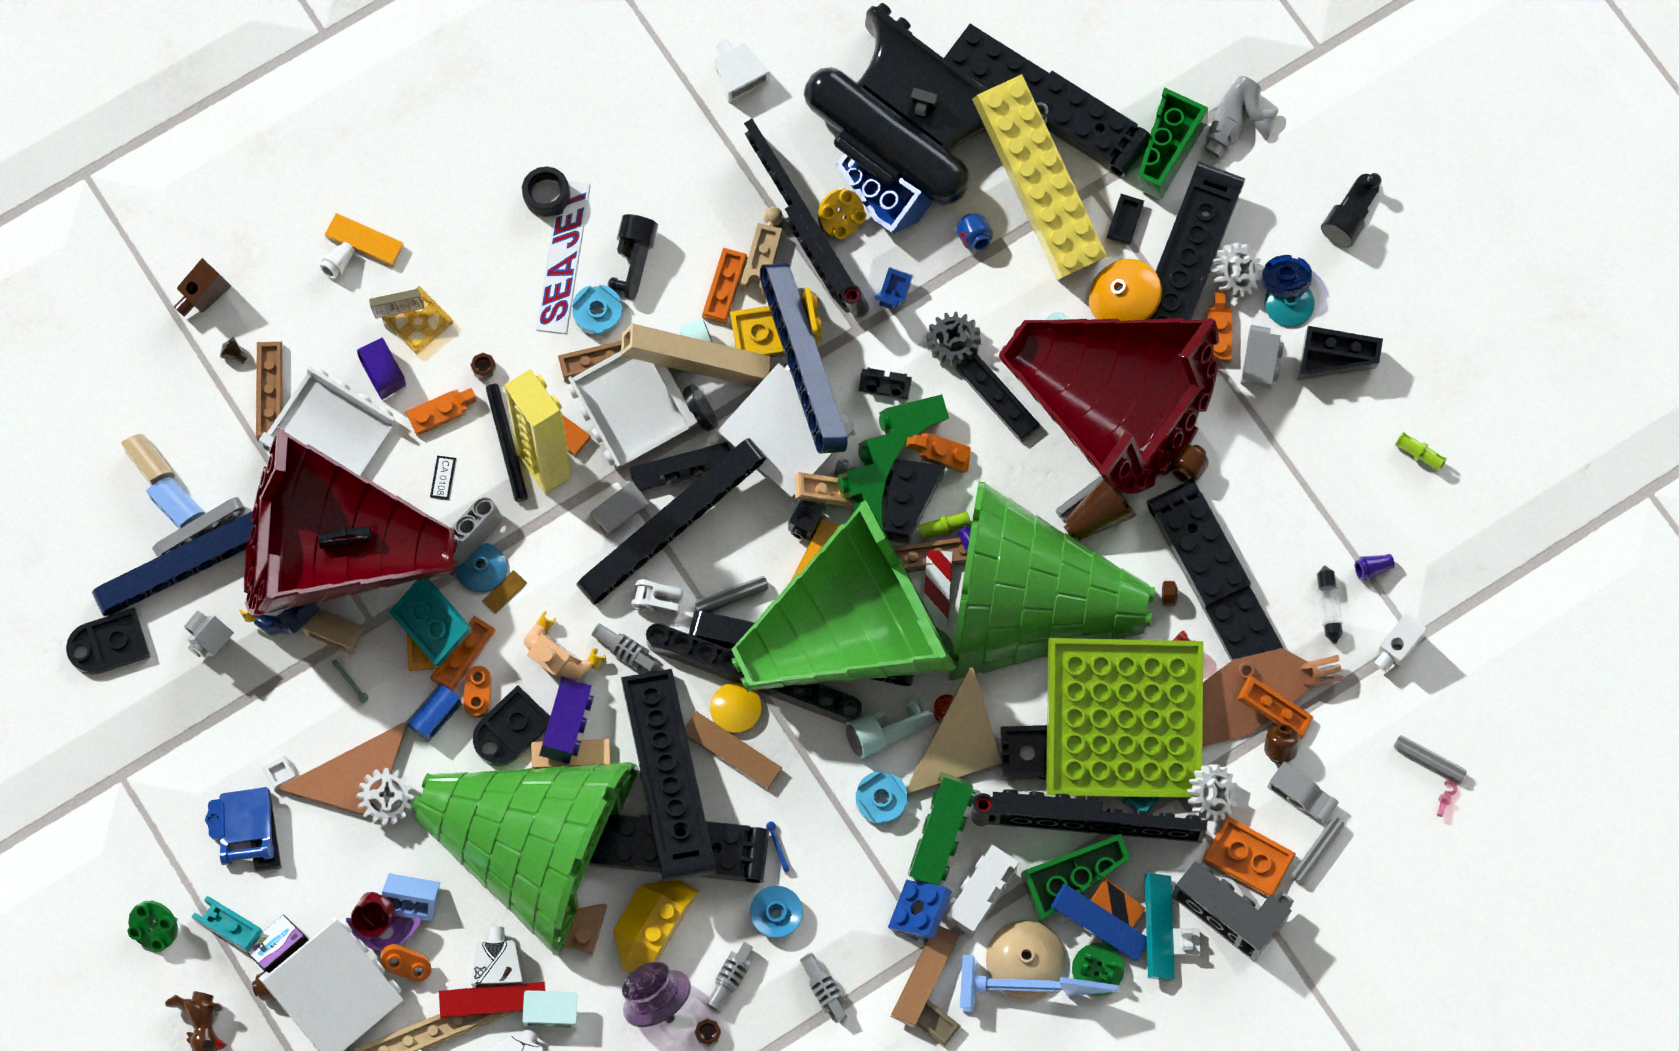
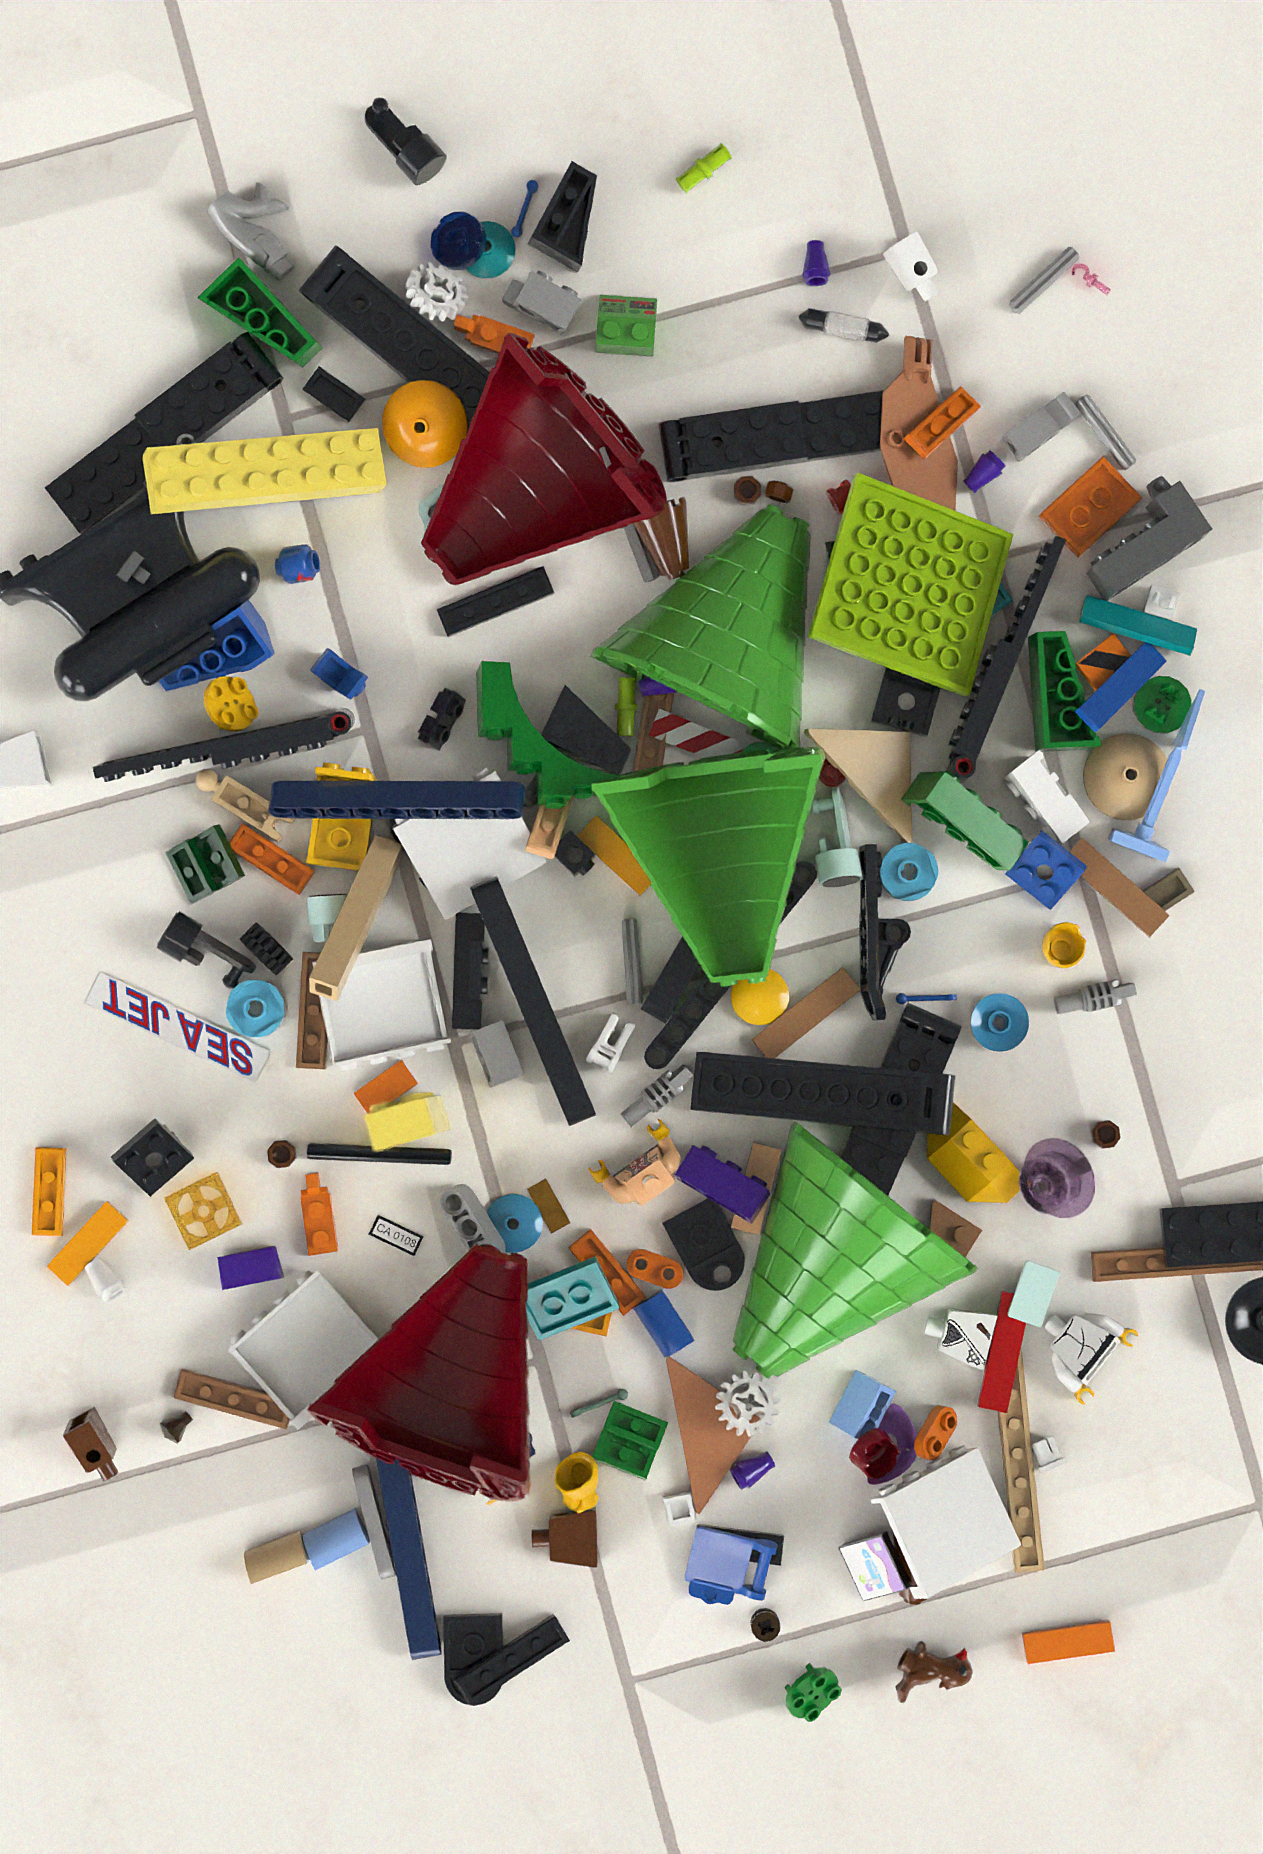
camera: 70 degrees left, 15 degrees up
(114, 672) = (511, 1659): none -> black tile
(200, 877) = (767, 1619): none -> dark brown wheel
(207, 634) = (507, 1546): light grey hinge -> none
(229, 925) = (834, 1610): teal hinge -> none
(230, 690) = (570, 1538): none -> reddish brown torso
(279, 679) = (578, 1480): none -> yellow hair
(325, 714) = (629, 1440): none -> green slope
(329, 820) = (750, 1470): none -> dark purple cone
(334, 631) = (544, 1399): tan brick -> none
(363, 534) = (445, 1366): black pin -> none
(396, 303) = (181, 1230): tile -> none
(397, 198) = (49, 1191): none -> light orange tile
(464, 259) = (152, 1139): none -> black piece
(538, 175) = (78, 1037): black tyre -> none
(648, 300) = (266, 948): none -> black tyre
(700, 406) = (411, 930): black tile -> none
(703, 236) = (205, 863): none -> dark green slope
(730, 976) = (1052, 1092): light grey hinge -> none
(807, 788) = (876, 946): none -> black piece
(860, 945) = (1063, 945): none -> yellow hair
(941, 451) = (544, 683): orange hinge -> none
(957, 347) = (407, 635): dark grey gear -> none
(1161, 568) = (747, 490): none -> reddish brown tile
(1189, 463) = (641, 419): reddish brown head -> none
(1212, 792) = (1016, 520): white gear -> none
(1247, 757) = (984, 471): none -> dark purple cone
(1265, 429) = (626, 325): none -> bright green slope
(1281, 743) = (984, 429): reddish brown head -> none
(1355, 322) = (532, 187): none -> blue hinge

